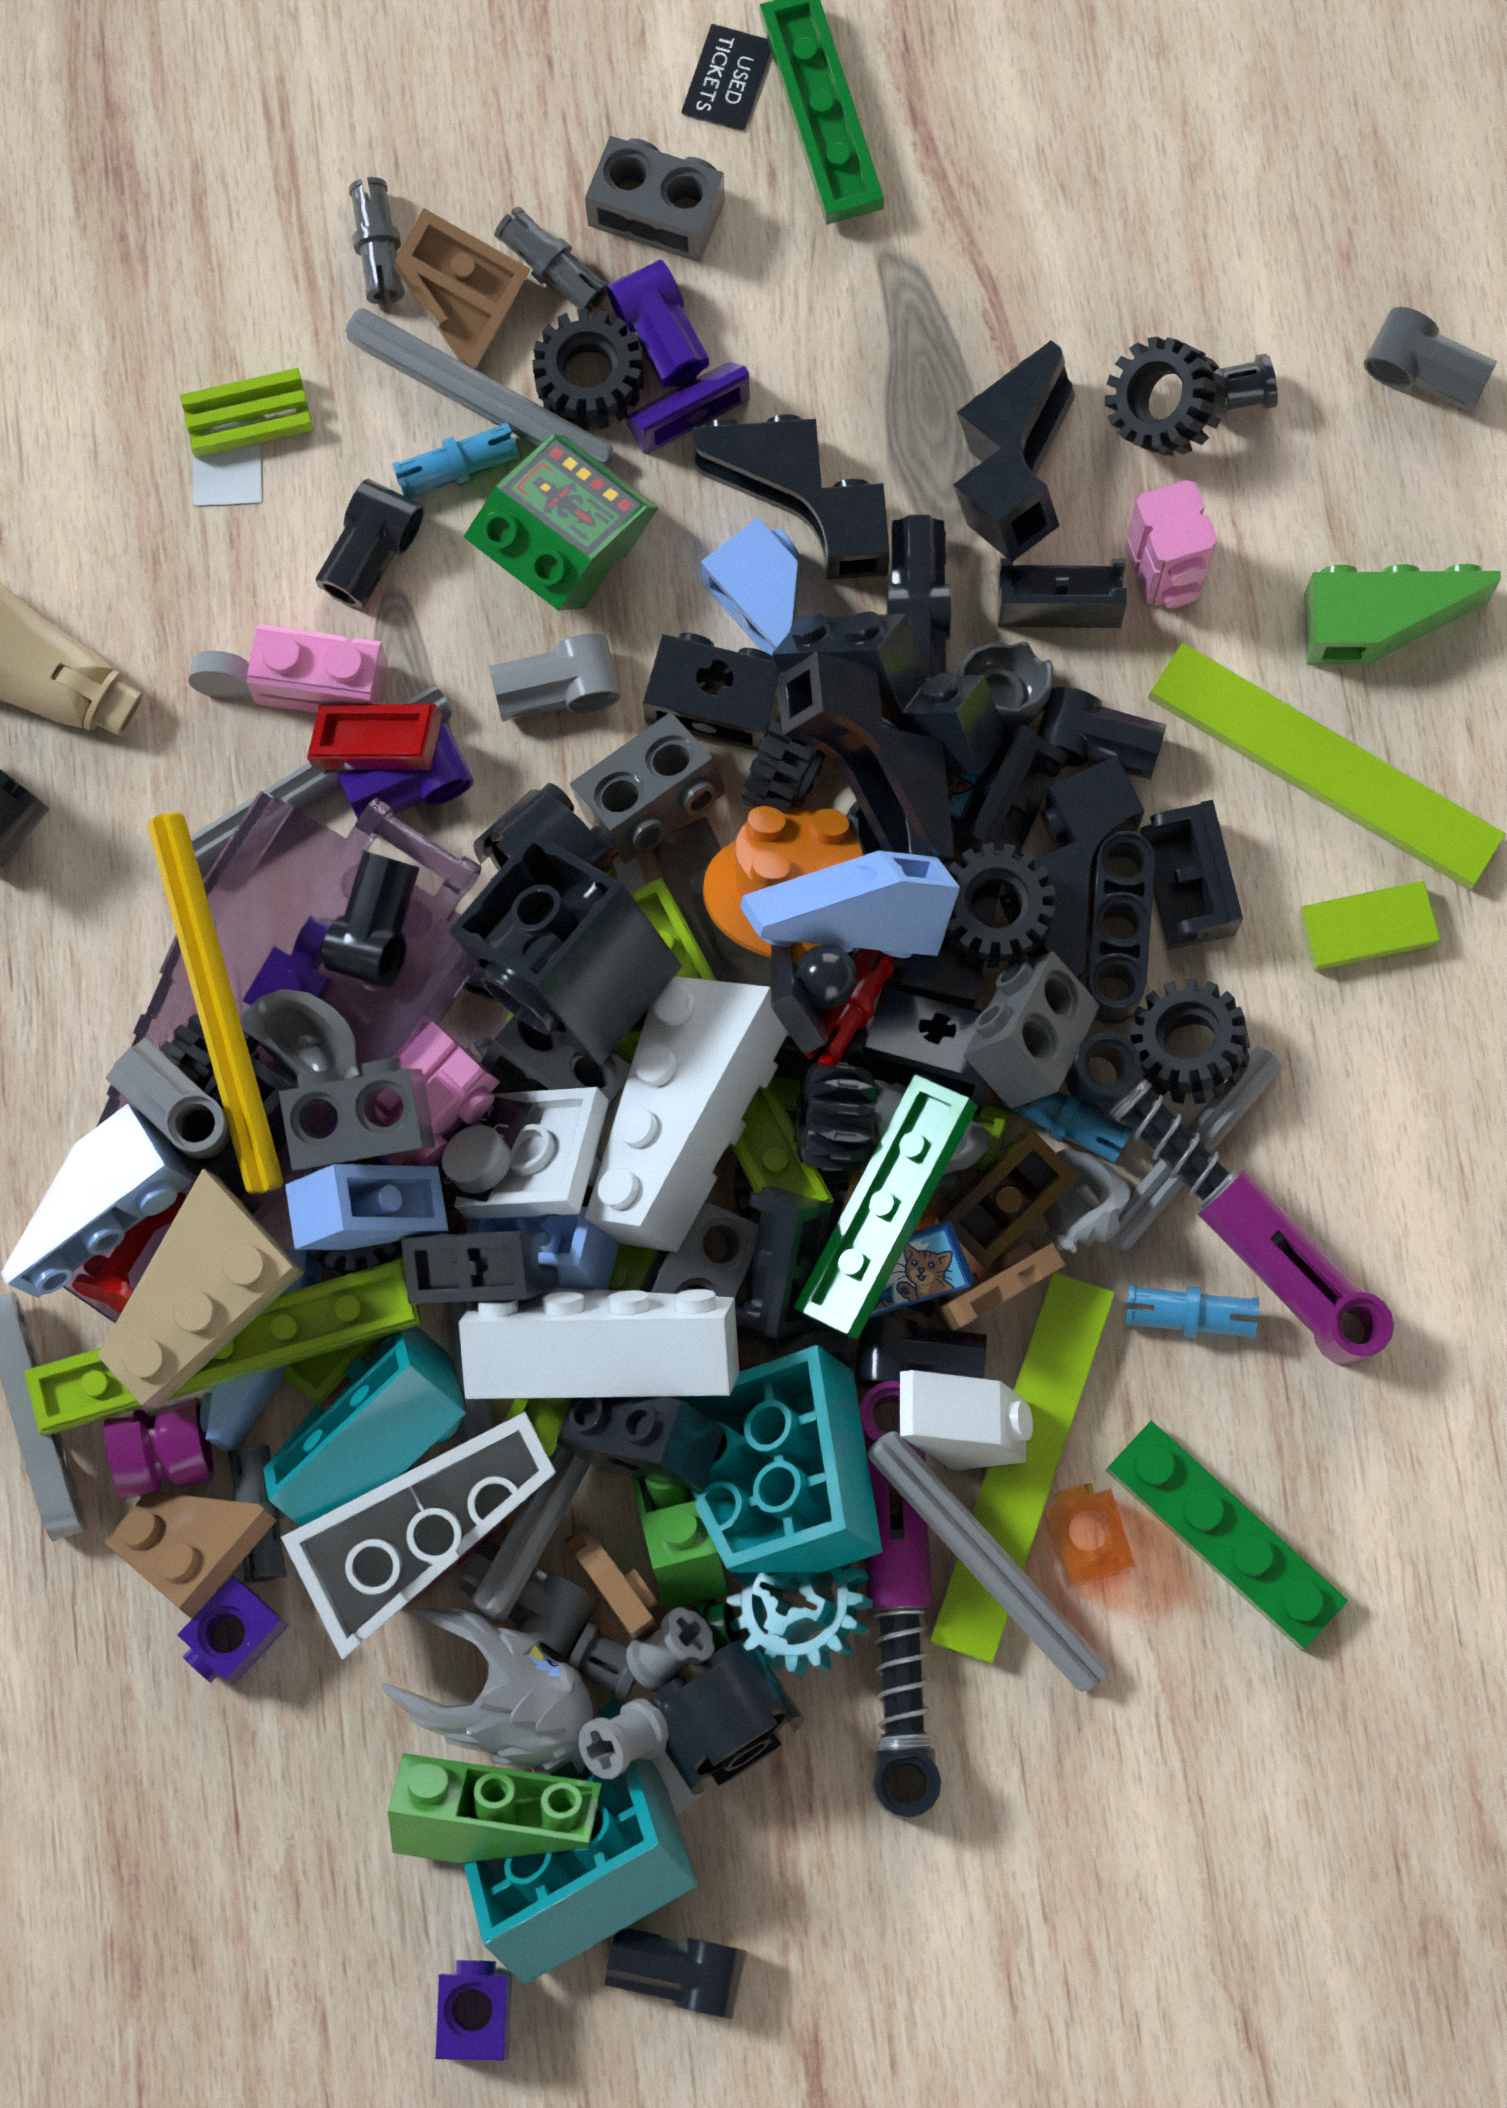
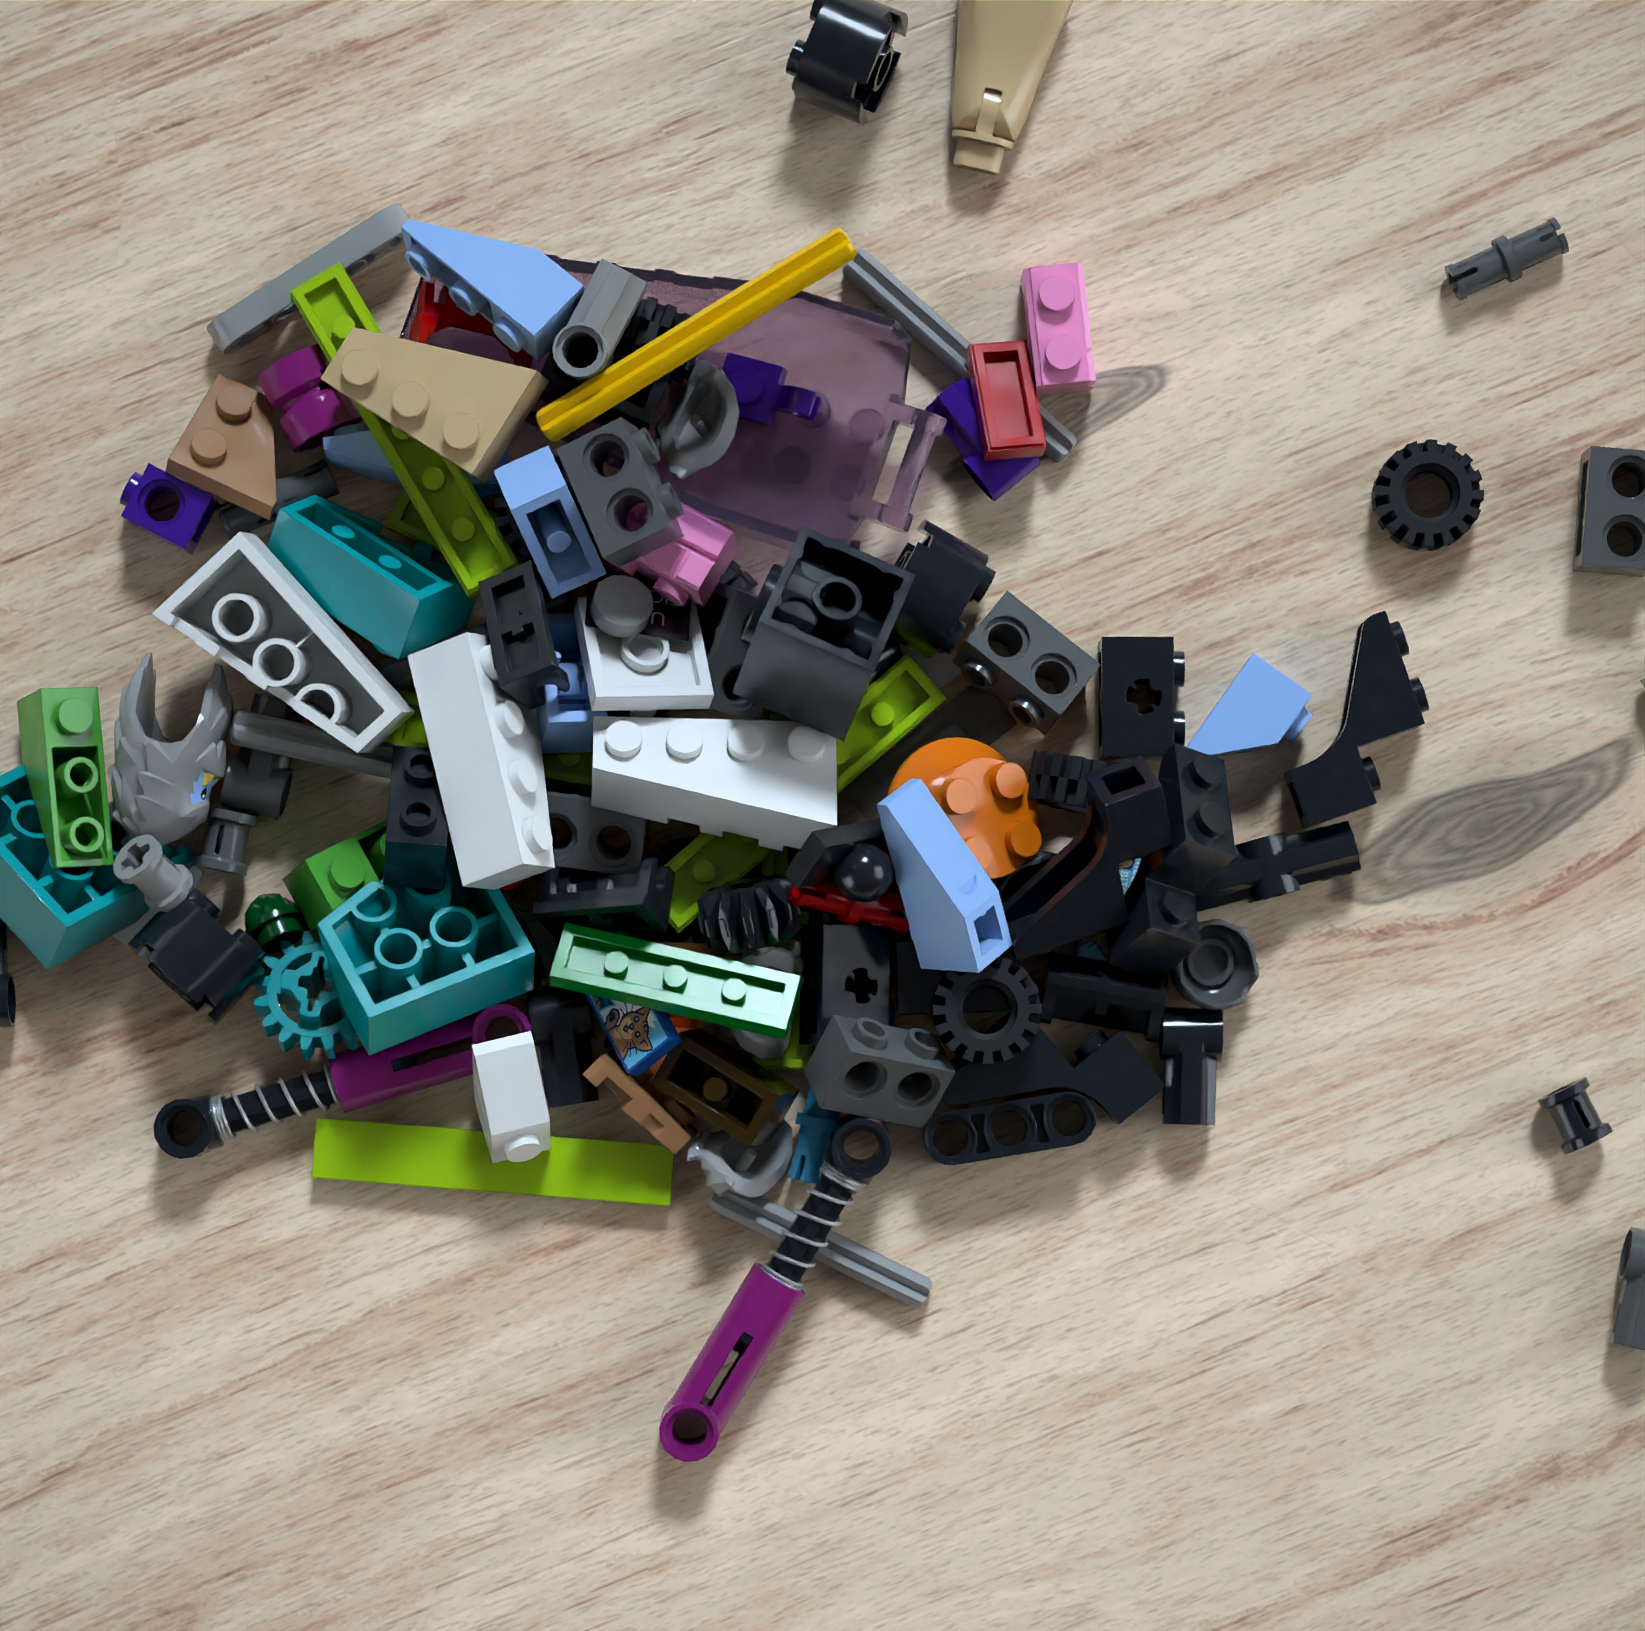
camera: 70 degrees right, 10 degrees up
(219, 675) = (1034, 239): light grey tile -> none
(228, 475) = (1258, 180): white sticker -> none
(242, 392) = (1278, 143): lime tile -> none
(368, 937) = (811, 449): black piece -> none
(375, 529) = (1216, 342): black piece -> none
(456, 461) = (1303, 396): dark azure pin -> none
(459, 284) = (1478, 351): medium nougat wing -> none
(467, 384) = (1379, 398): light grey axle -> none
(551, 260) = (1529, 430): dark grey pin -> none
(560, 522) = (1261, 512): green piece -> none
(572, 677) = (1117, 561): light grey piece -> none
(624, 1594) = (279, 841): medium nougat wing -> none
(655, 313) = (1501, 540): dark purple piece -> none
(661, 1656) = (236, 886): light grey bush -> none
(689, 406) = (1420, 598): dark purple slope -> none
(987, 1561) = (393, 1150): light grey axle -> none
(1010, 434) = (1468, 912): black arch -> none
(1061, 595) = (1323, 995): black hinge -> none
(1080, 1565) = (416, 1240): clear orange brick -> none
(1137, 383) = (1534, 1017): black tyre -> none
(1170, 544) = (1385, 1087): bright pink brick -> none
(1184, 1009) = (938, 1191): black tyre -> none
(1192, 876) = (1076, 1181): black hinge -> none
(1192, 1312) = (669, 1278): dark azure pin -> none
(1226, 1535) = (478, 1356): green plate -> none
(1326, 766) = (1219, 1283): lime tile -> none
(1369, 925) = (1075, 1358): lime tile -> none
(1371, 614) = (1375, 1291): bright green slope -> none

